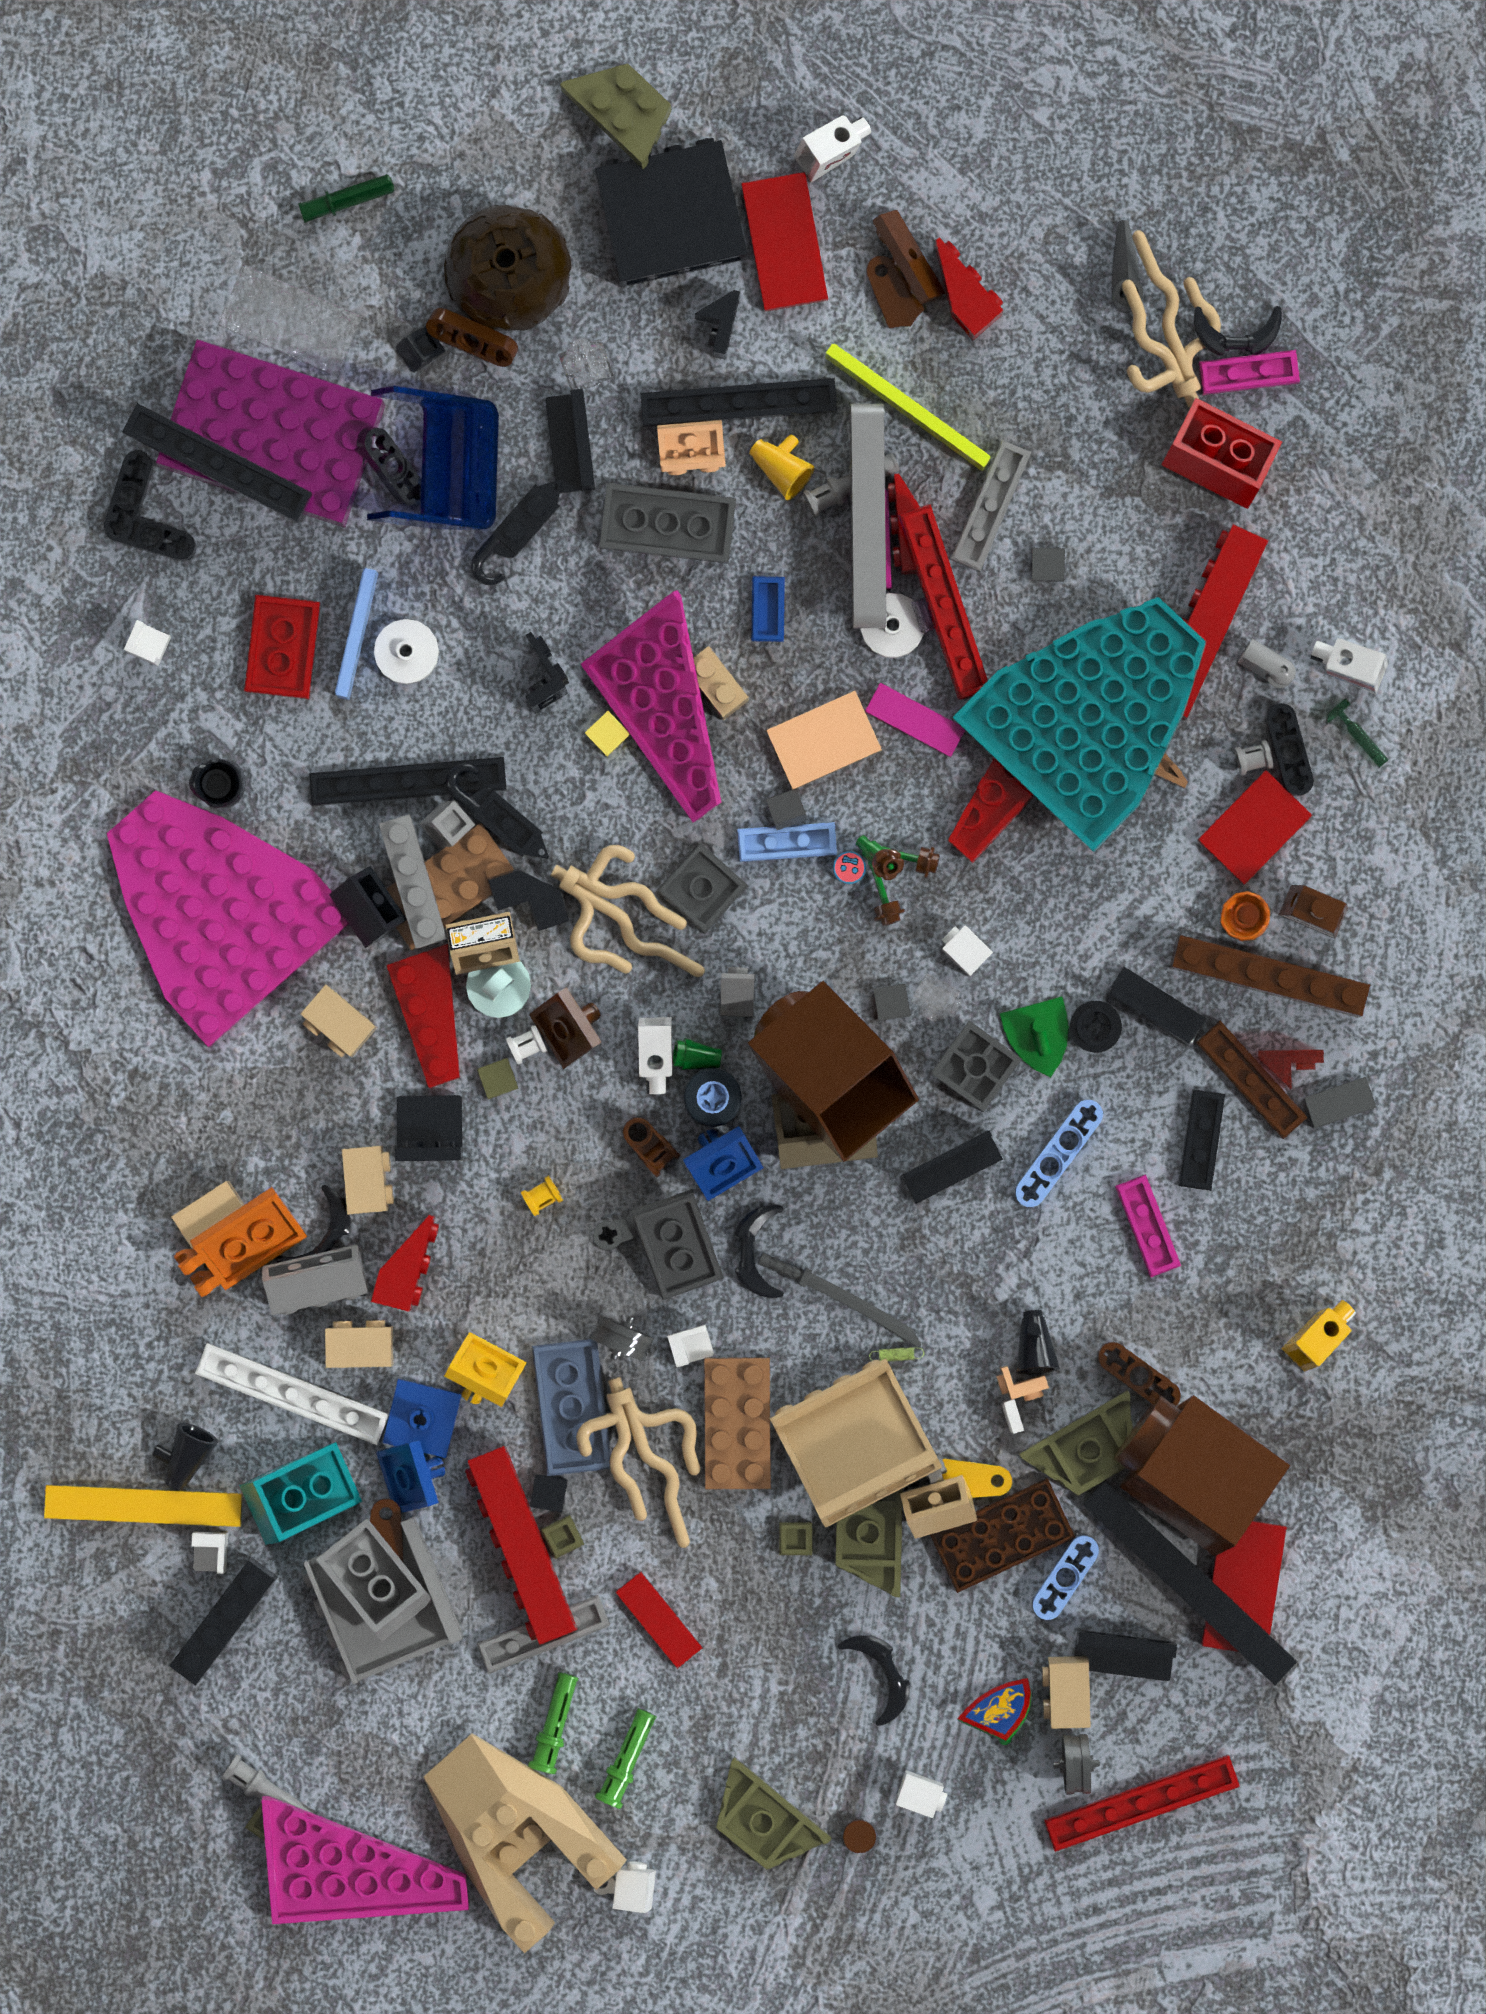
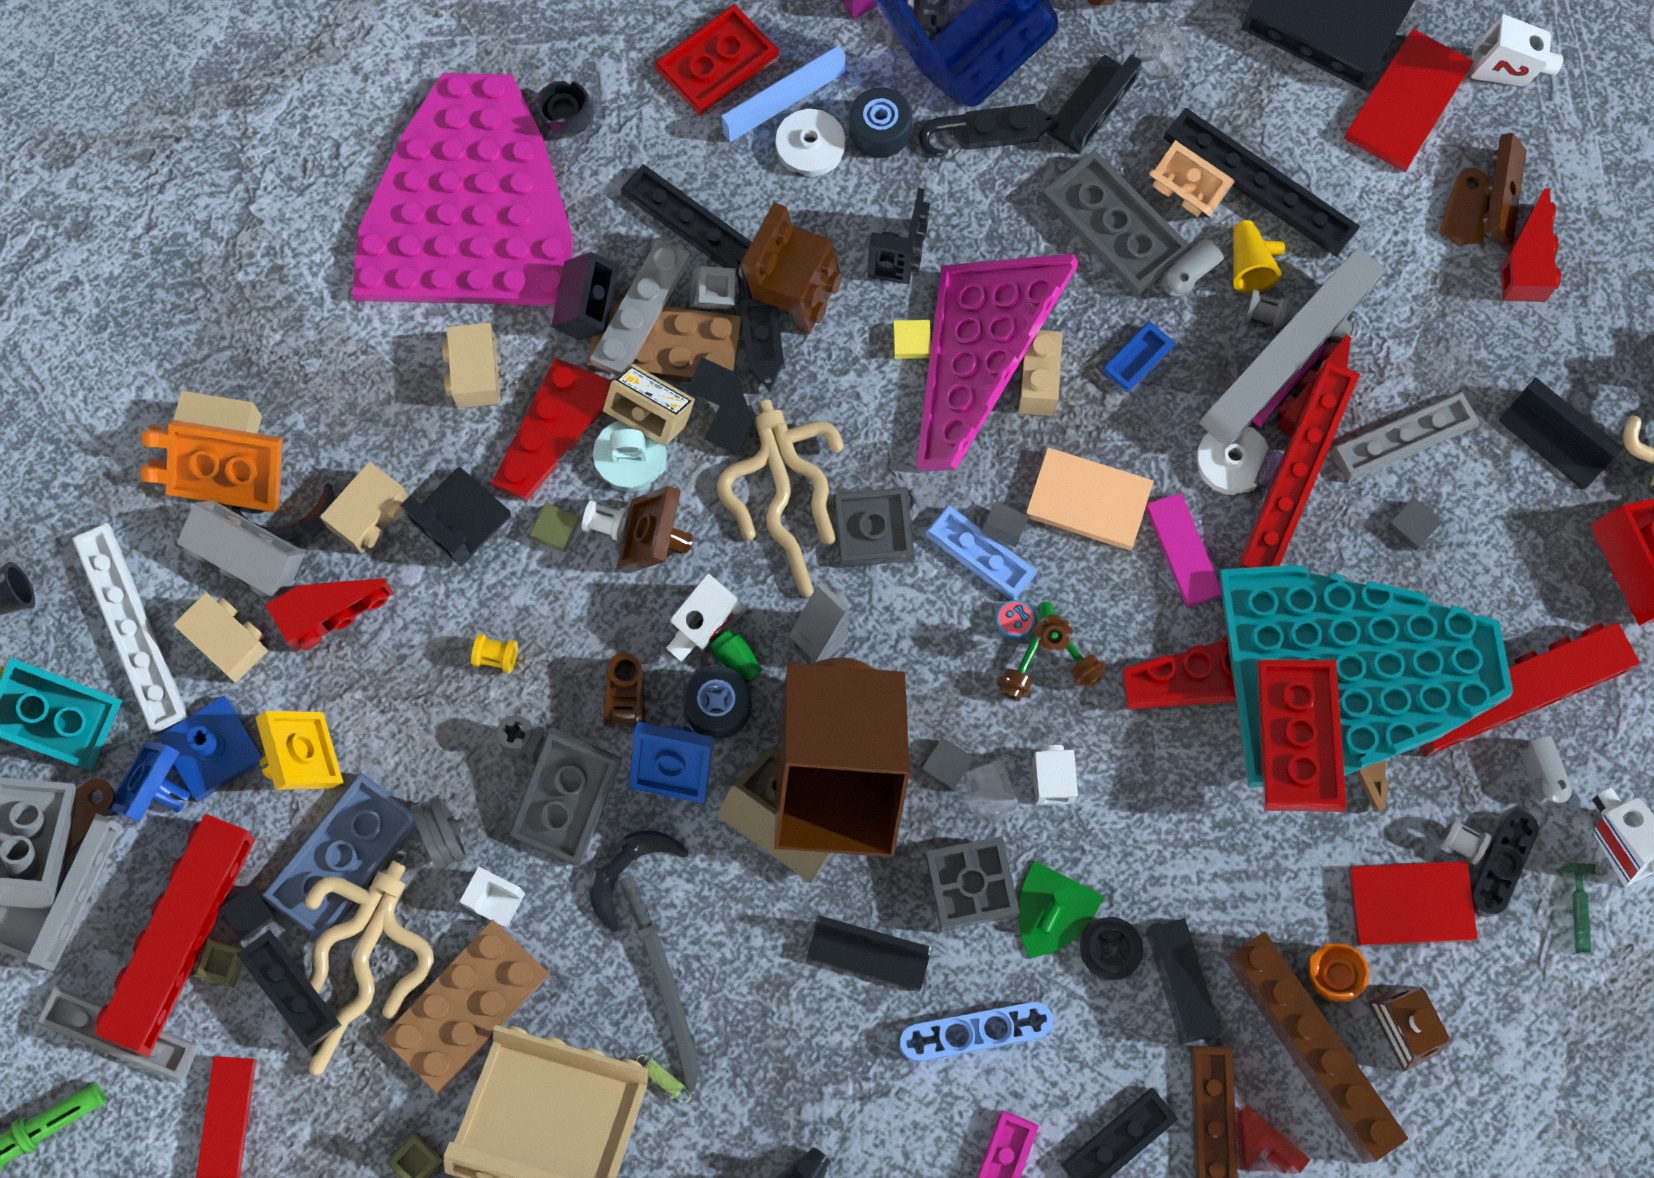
camera: 45 degrees right, 15 degrees down
(442, 595) = (884, 135): none -> black wheel
(493, 766) = (792, 268): none -> reddish brown bracket
(625, 1513) = (289, 990): none -> black panel
(721, 313) = (1305, 107): black slope -> none
(748, 513) = (1190, 267): none -> light grey piece
(907, 406) = (1403, 300): neon yellow tile -> none
(1089, 414) = (1560, 434): none -> black panel
(1098, 791) = (1300, 736): none -> red tile

